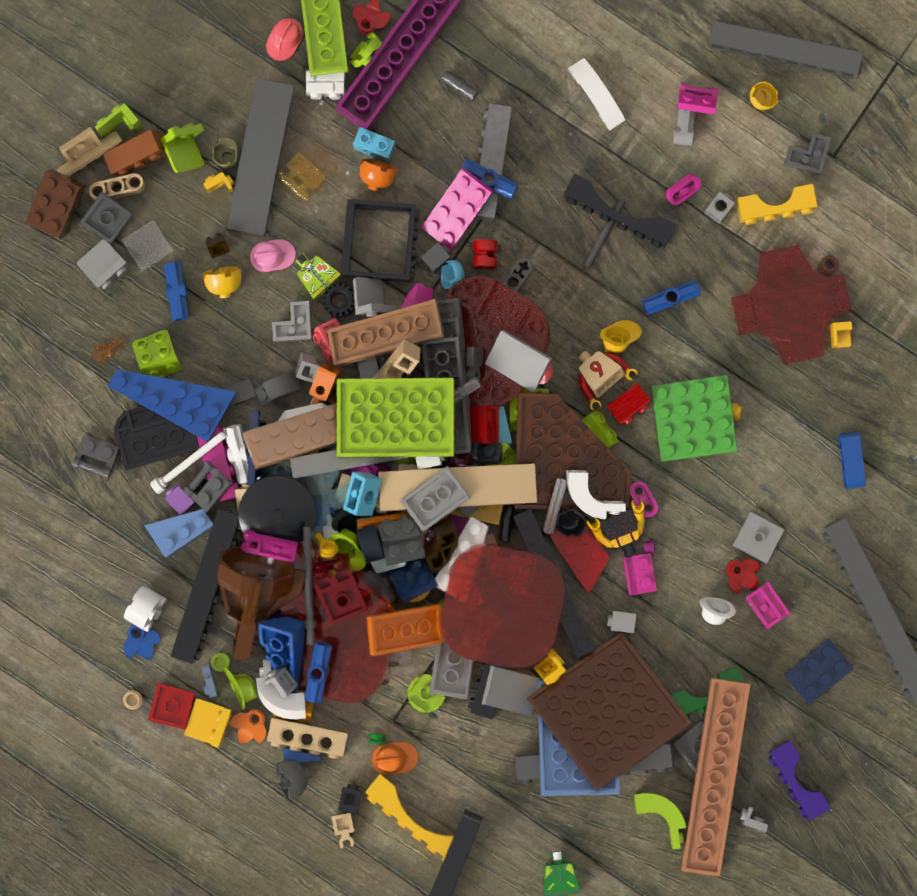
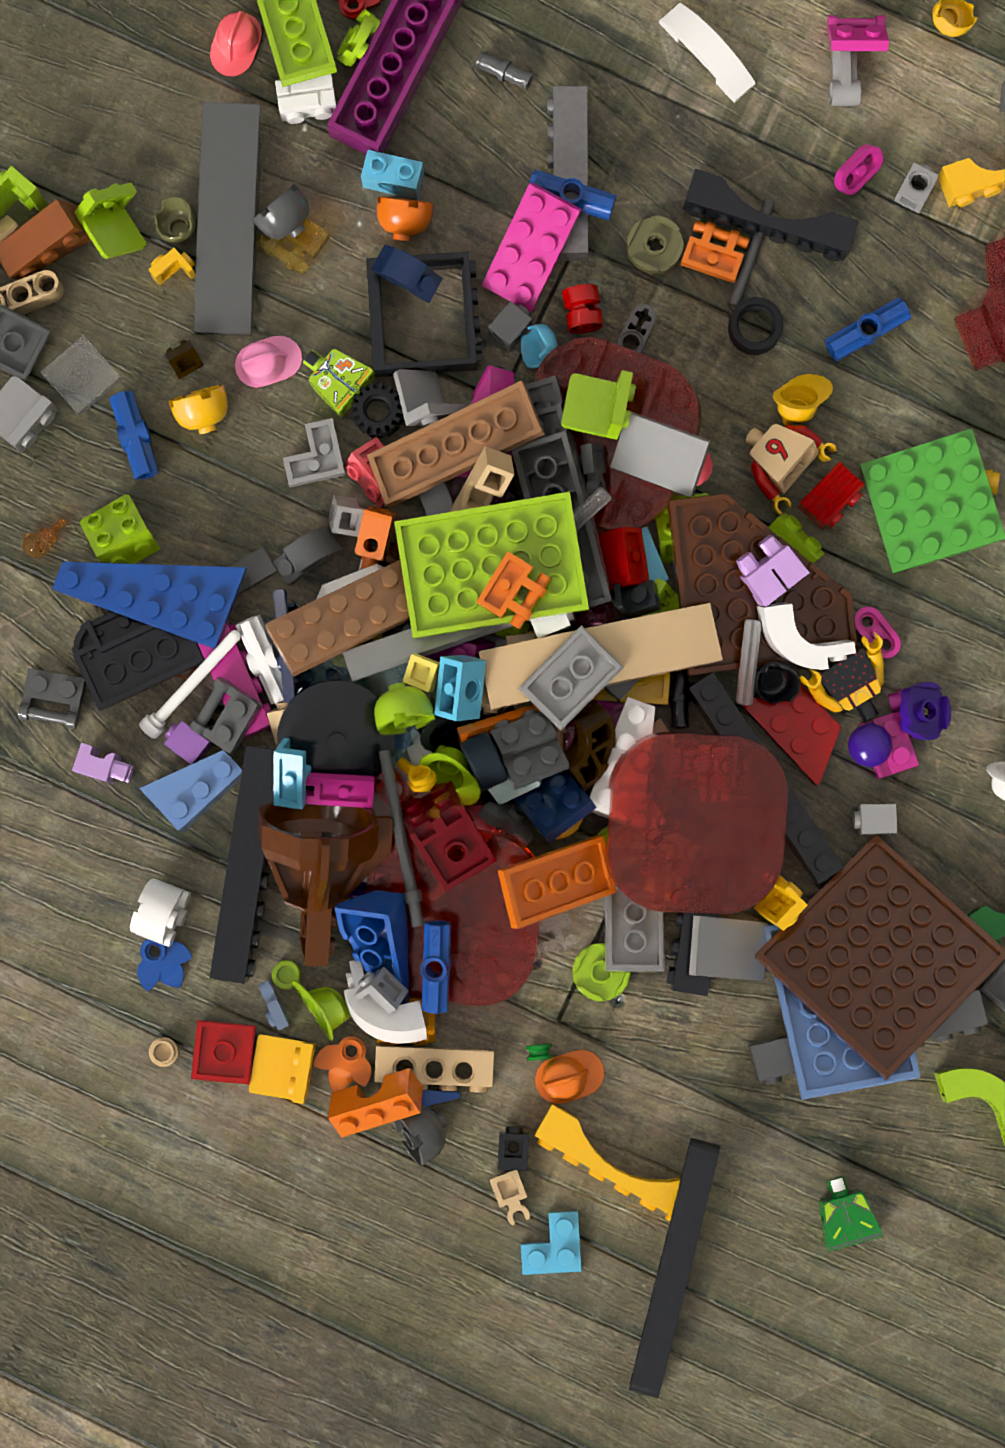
camera: 10 degrees left, 0 degrees up
(121, 509) = (105, 769): none -> lavender hips
(243, 534) = (290, 776): none -> medium azure panel
(279, 754) = (397, 1099): none -> orange arch
(298, 162) = (284, 215): none -> dark grey cylinder
(322, 501) = (401, 709): none -> lime cylinder
(339, 480) = (421, 672): none -> light yellow plate
(369, 872) = (559, 1254): none -> medium azure plate
(372, 214) = (407, 272): none -> dark blue brick
(402, 432) = (506, 584): none -> orange plate
(482, 322) = (598, 405): none -> lime bracket
(541, 229) = (648, 230): none -> olive plate
(569, 450) = (773, 573): none -> lavender hips
(576, 233) = (712, 258): none -> orange plate
(597, 297) = (765, 306): none -> black tyre
(626, 573) = (870, 745): none -> dark purple hair
(656, 556) = (913, 720): none -> dark purple plate

